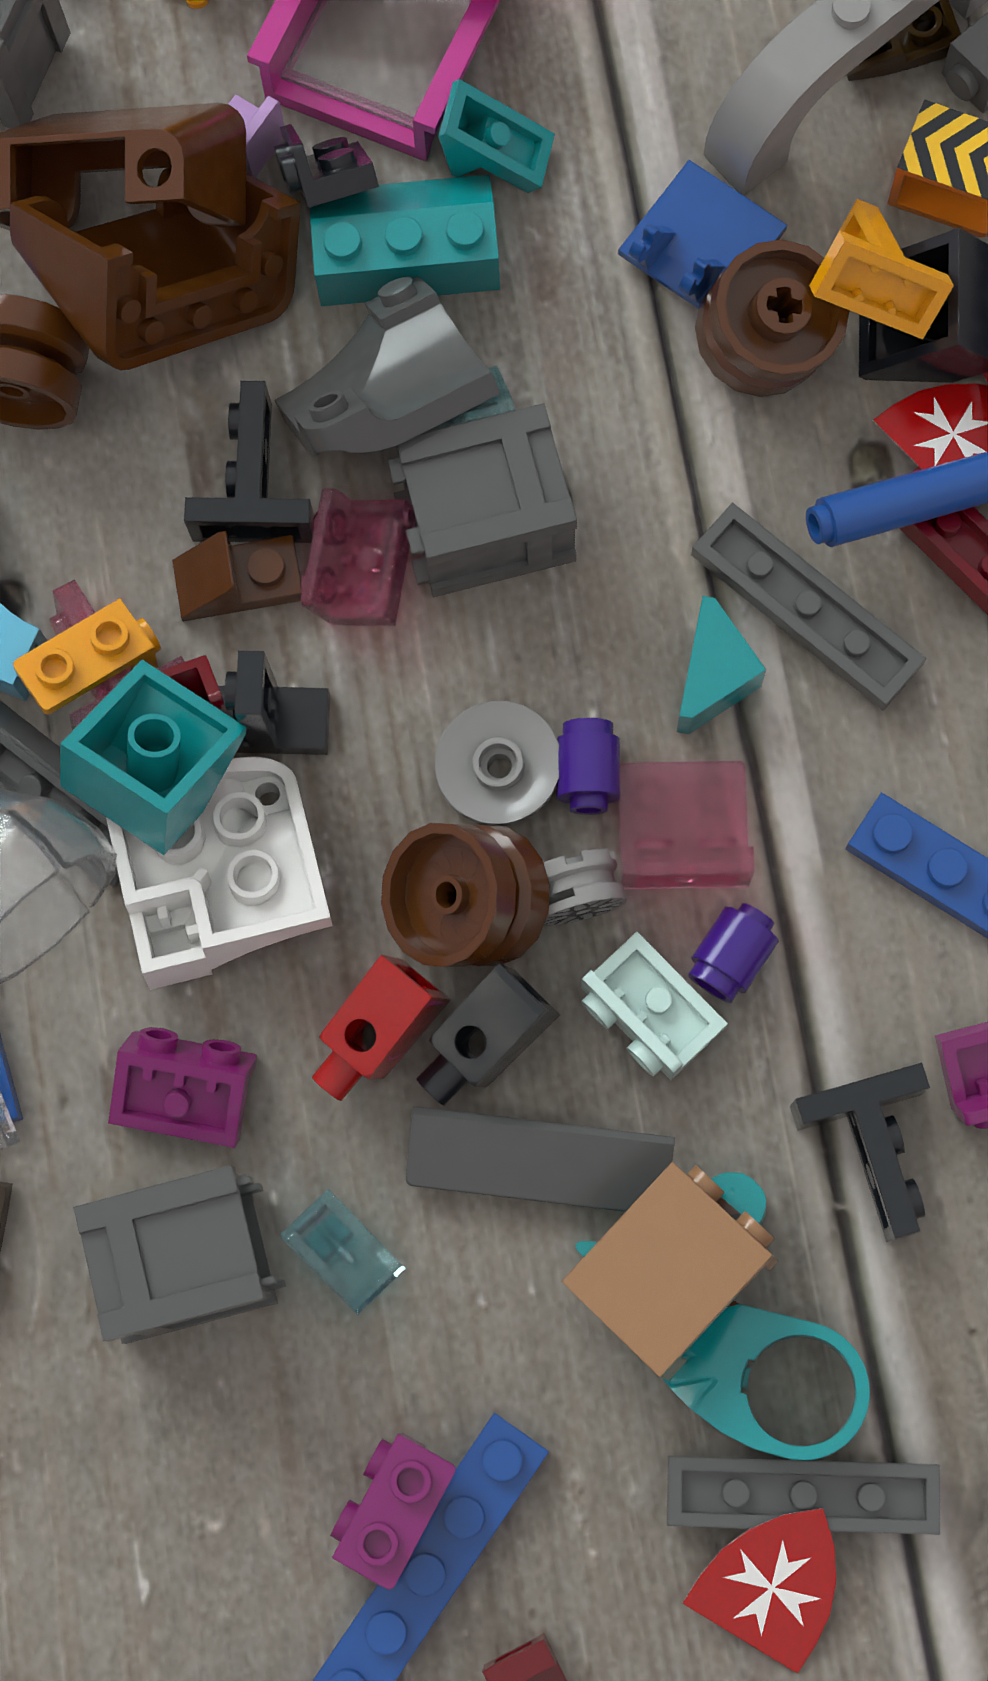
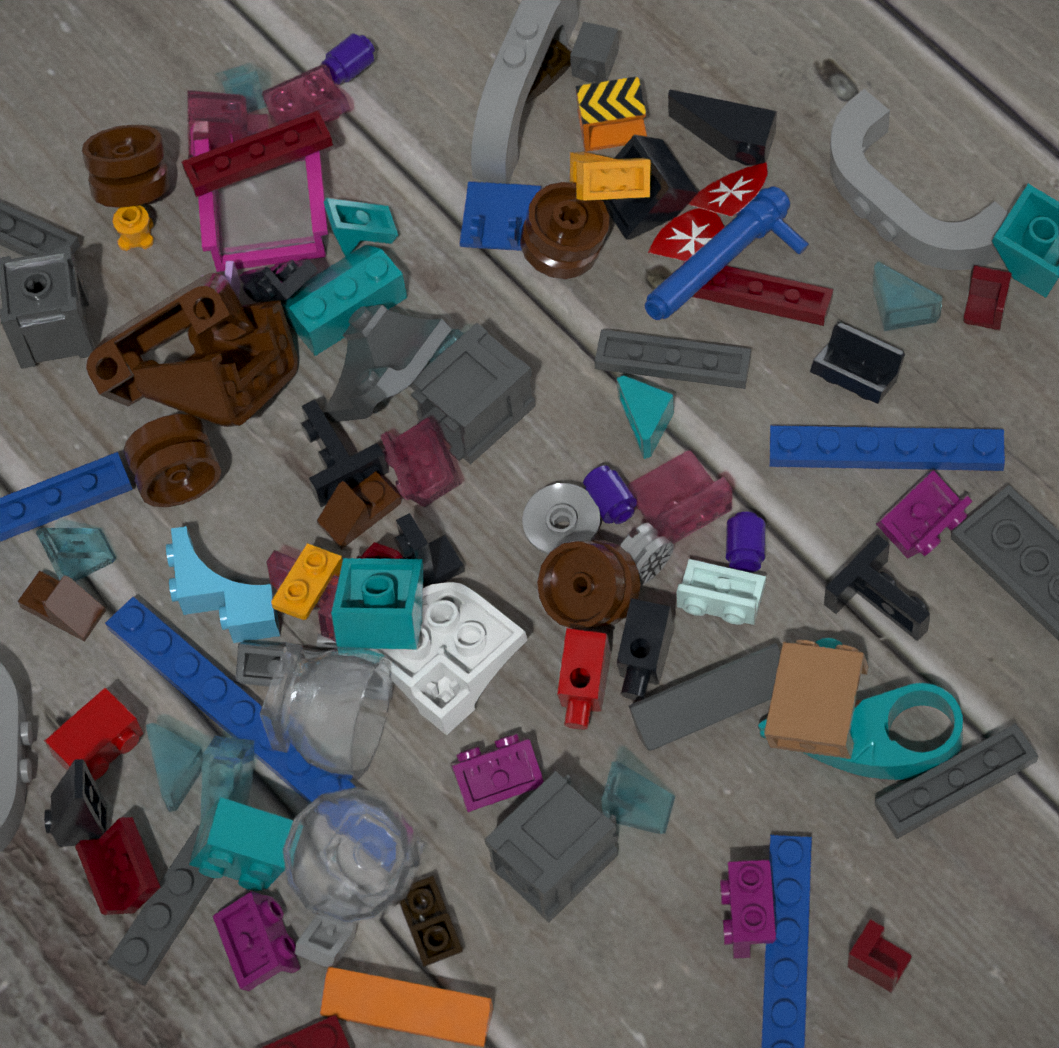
camera: 30 degrees left, 15 degrees down
(773, 1586) = (970, 833): red sticker -> none

